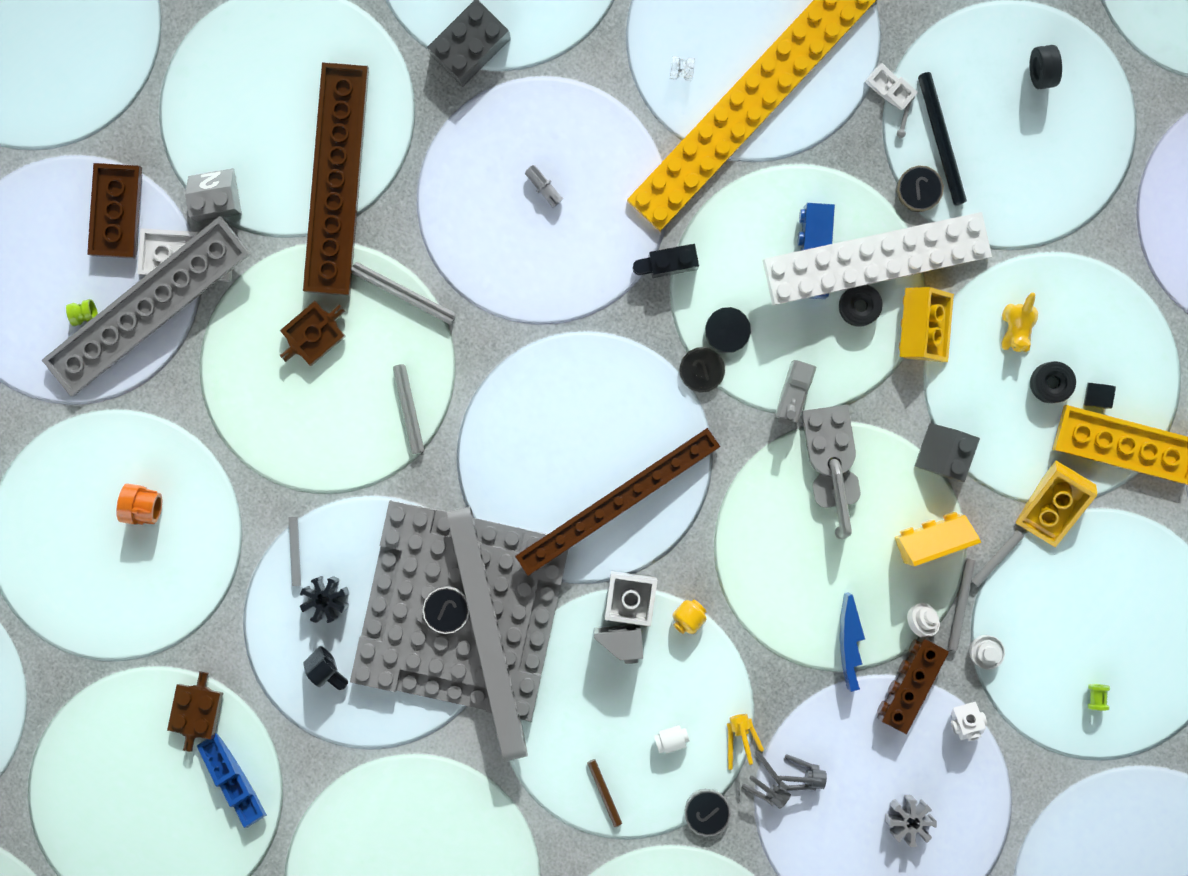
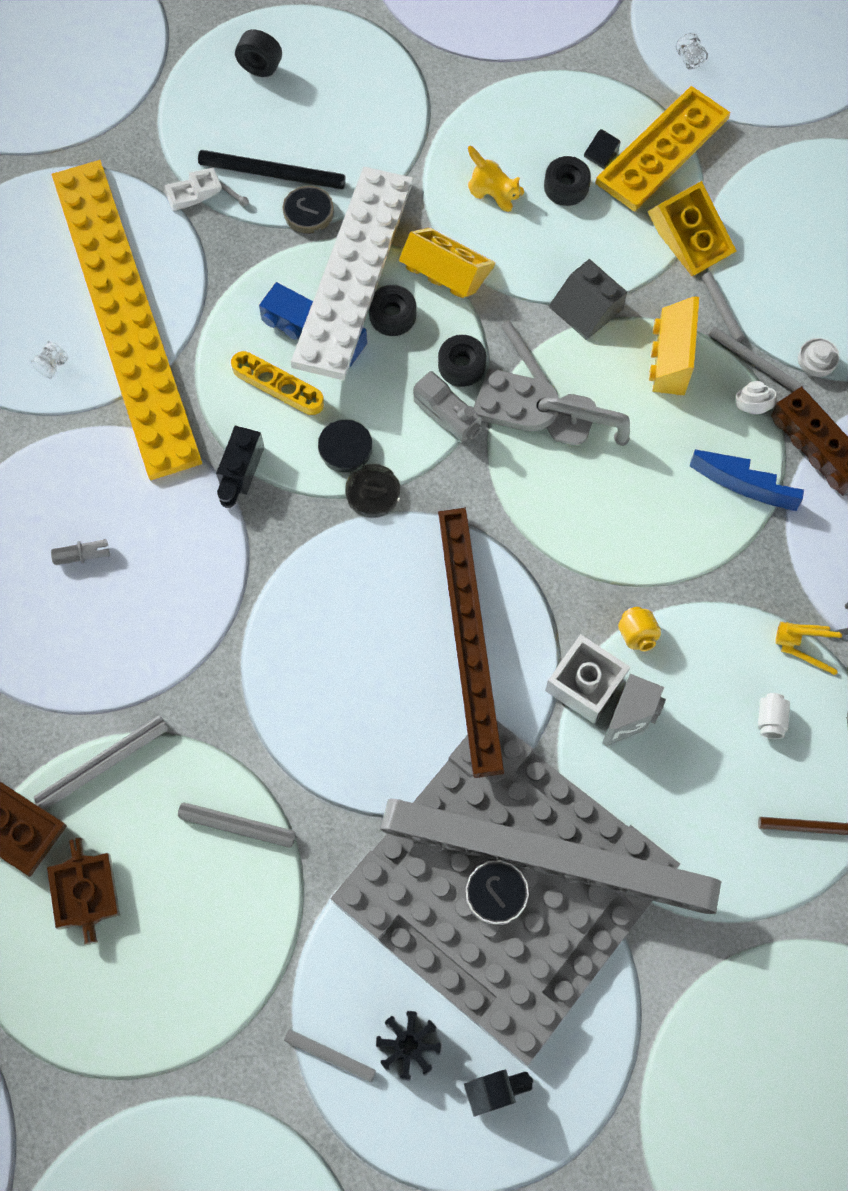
camera: 65 degrees left, 20 degrees down
(750, 250) = (279, 380): none -> yellow beam
(856, 377) = (462, 346): none -> black tyre
(876, 425) = (523, 351): none -> light grey bar

